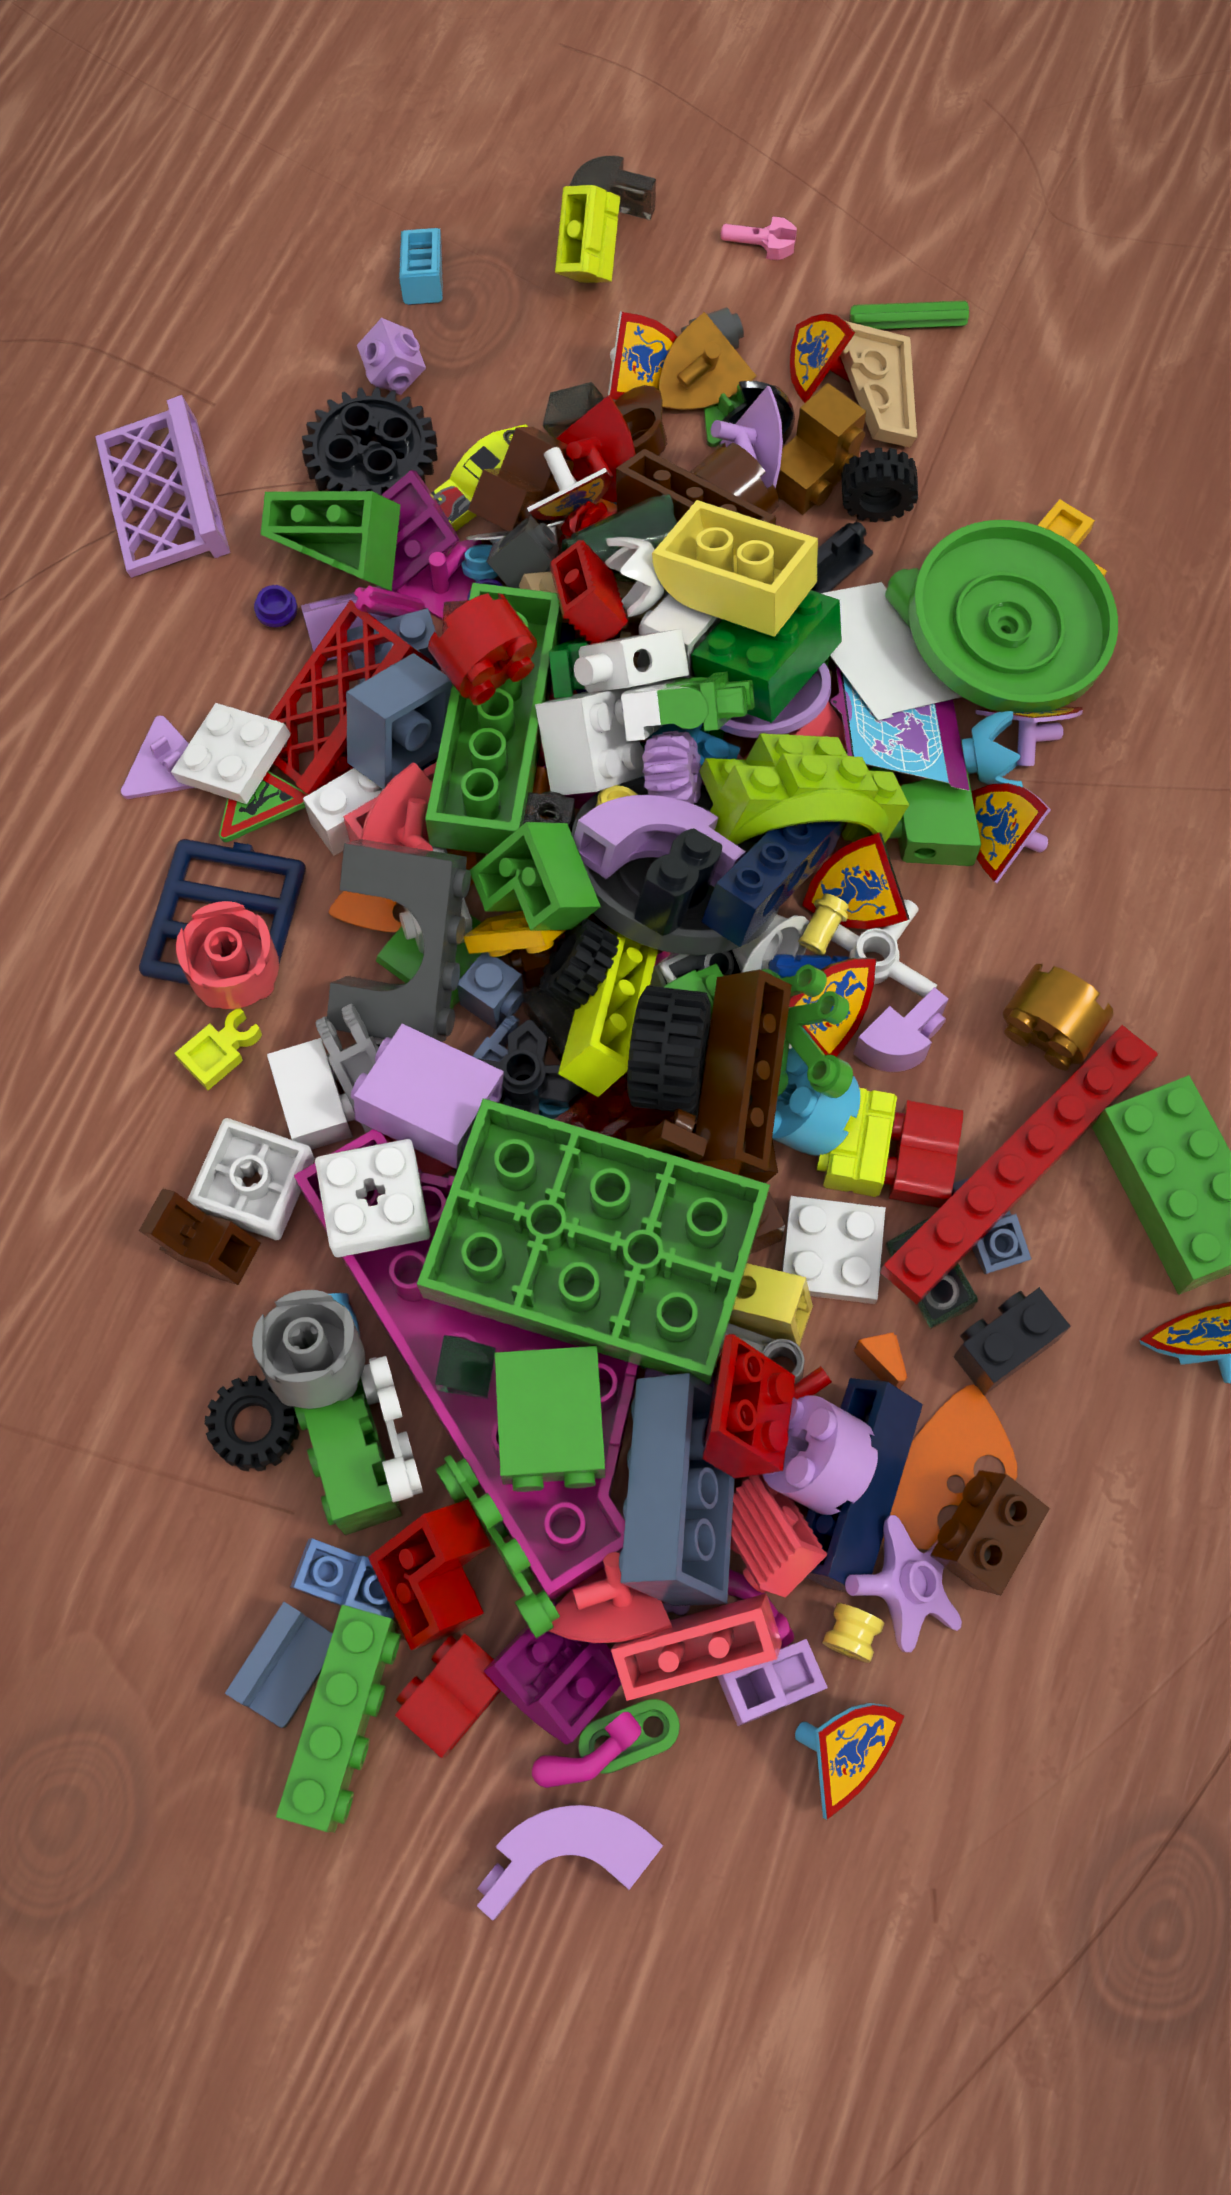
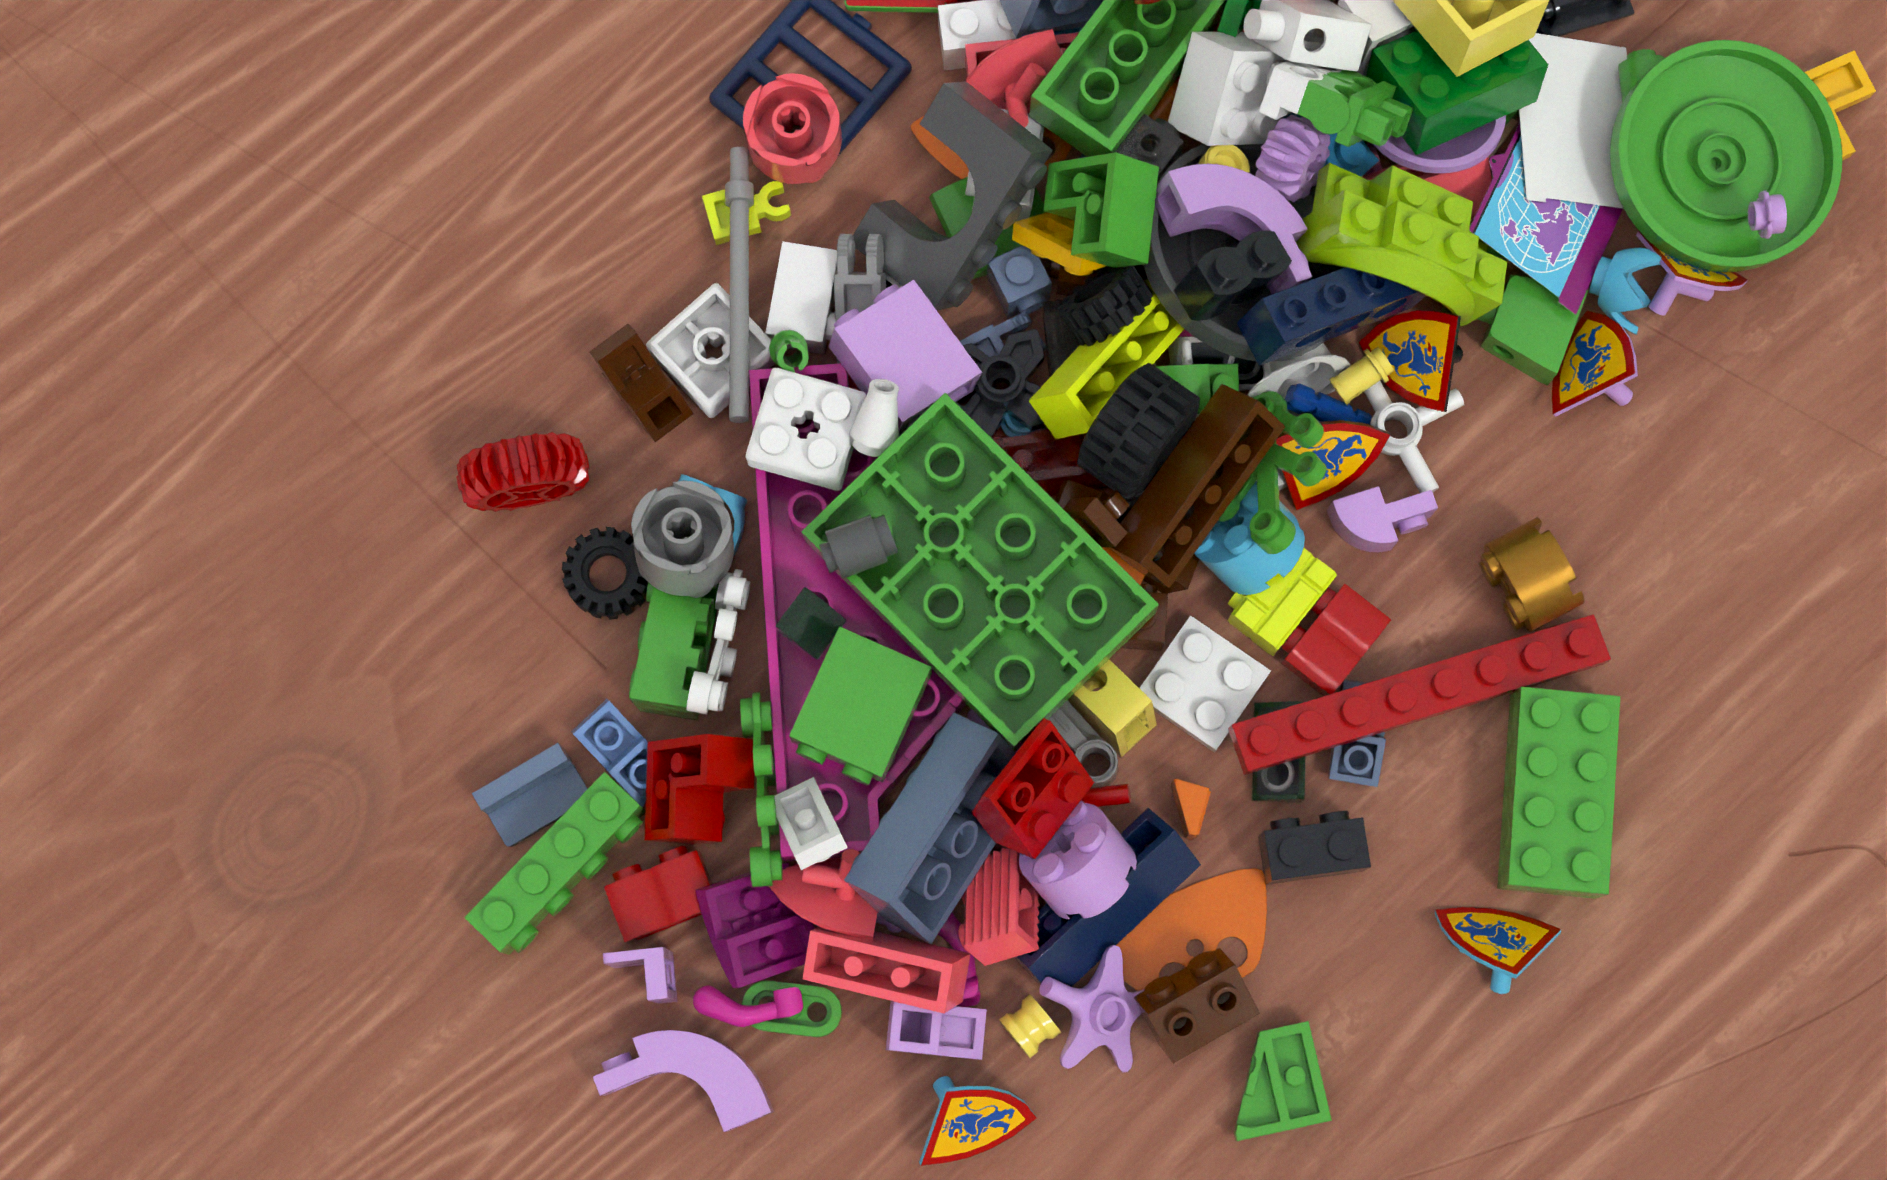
camera: 30 degrees right, 10 degrees up
(128, 1369) = (522, 472): none -> red gear
(210, 1038) = (739, 197): none -> light grey bar
(310, 1140) = (779, 344): none -> bright green pin
(433, 1153) = (877, 419): none -> white cone
(477, 1267) = (858, 545): none -> dark grey brick
(486, 1764) = (658, 970): none -> lavender panel
(561, 1549) = (808, 824): none -> white slope
(1075, 640) = (1767, 214): none -> lavender plate
(1102, 1564) = (1282, 1084): none -> bright green wing

